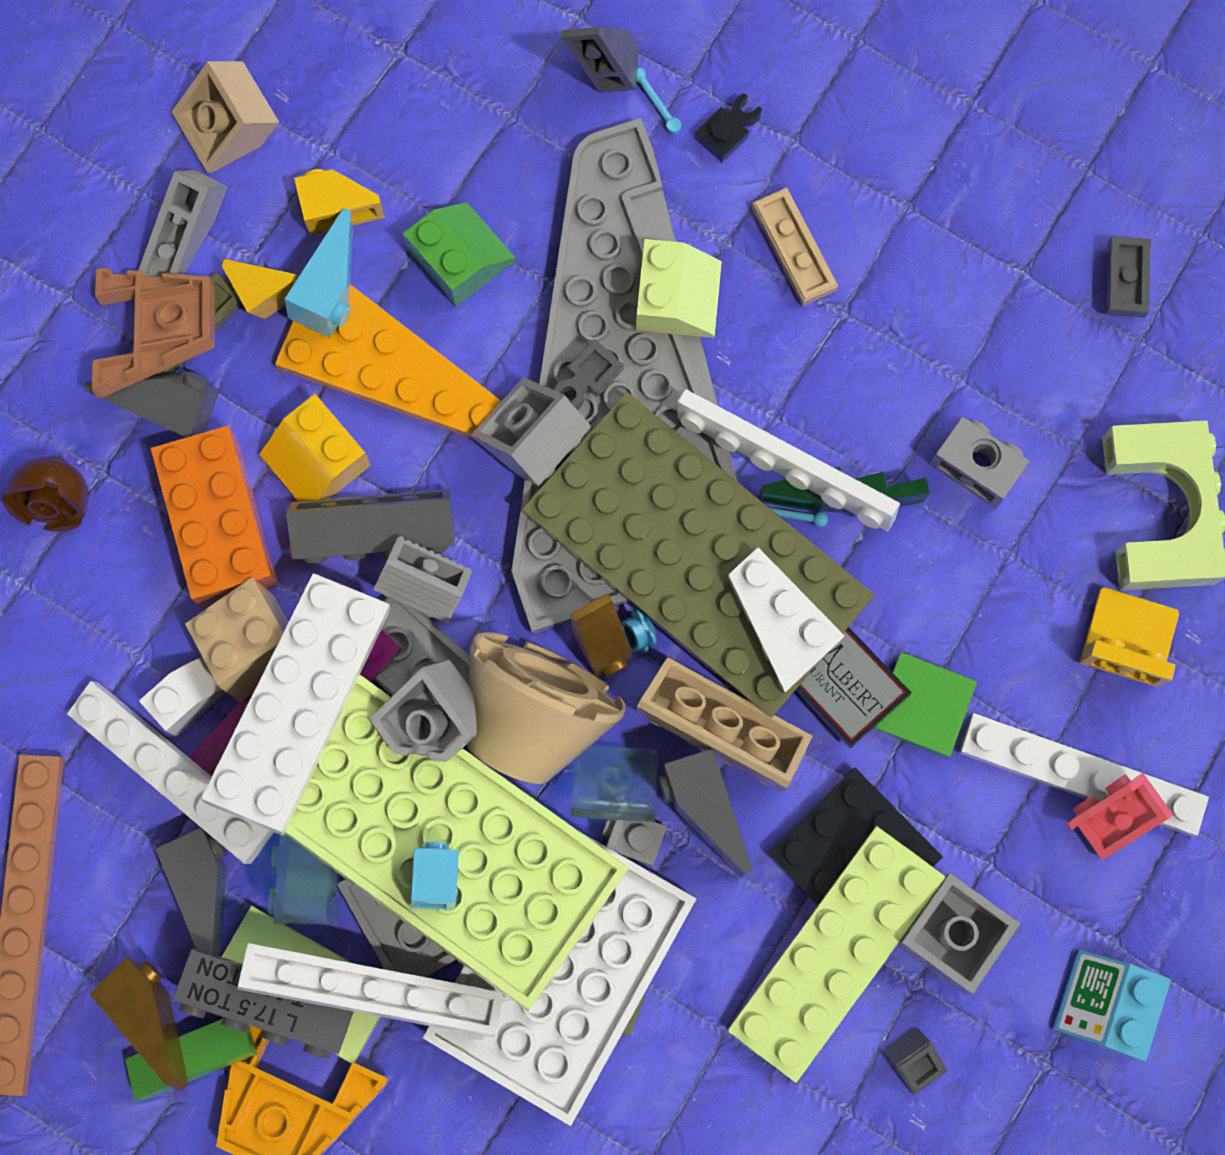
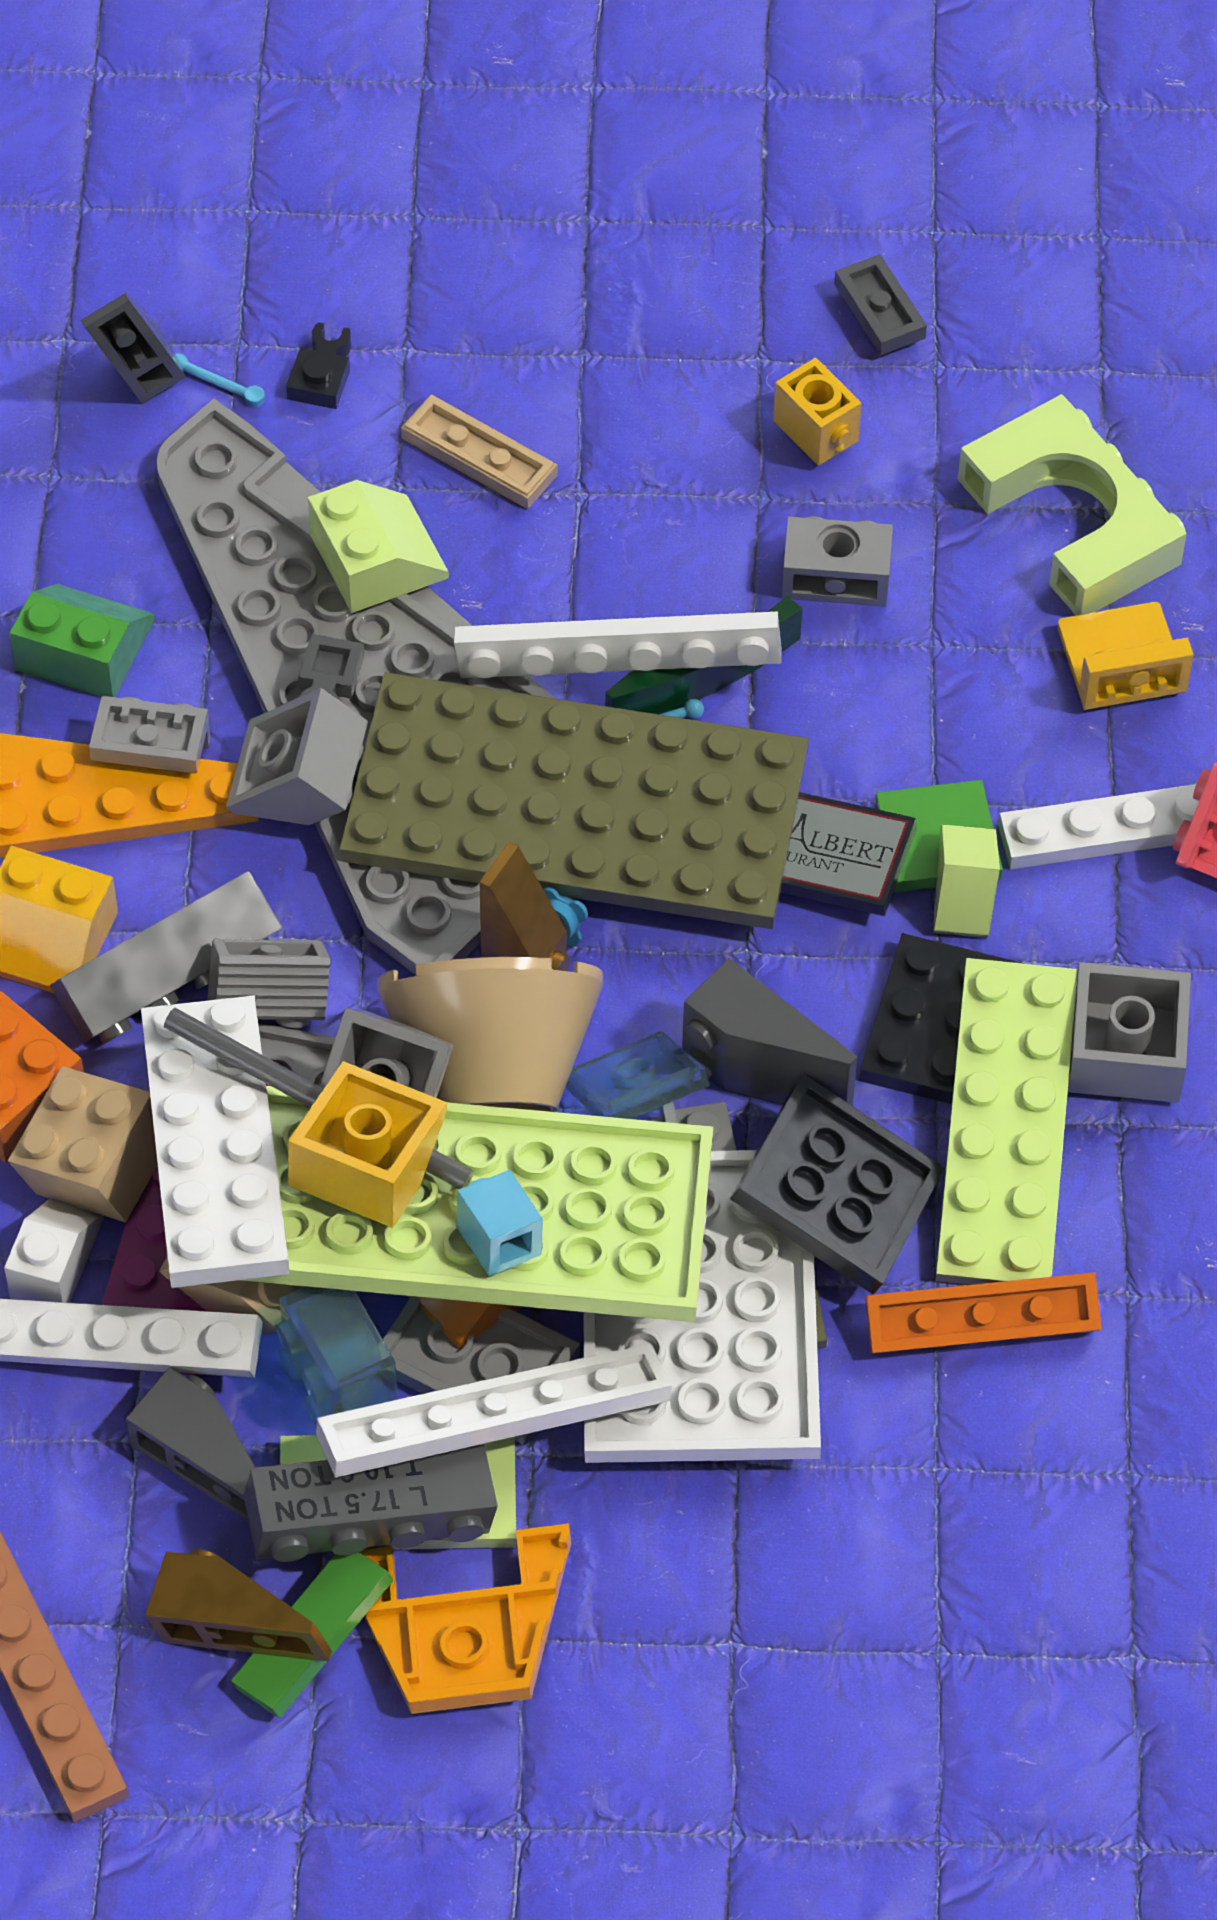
camera: 30 degrees left, 20 degrees down
(381, 773) = (365, 1144): none -> yellow slope
(416, 788) = (286, 1081): none -> dark grey bar
(454, 353) = (149, 734): none -> light grey bracket
(695, 940) = (837, 1184): none -> black plate
(724, 722) = (680, 953): tan slope -> none
(739, 1079) = (982, 1312): none -> orange plate
(785, 621) = (728, 804): white wing -> none
(915, 1060) = (1172, 1198): dark grey slope -> none
(920, 753) = (966, 881): none -> yellowish green slope
(1032, 342) = (817, 411): none -> yellow head

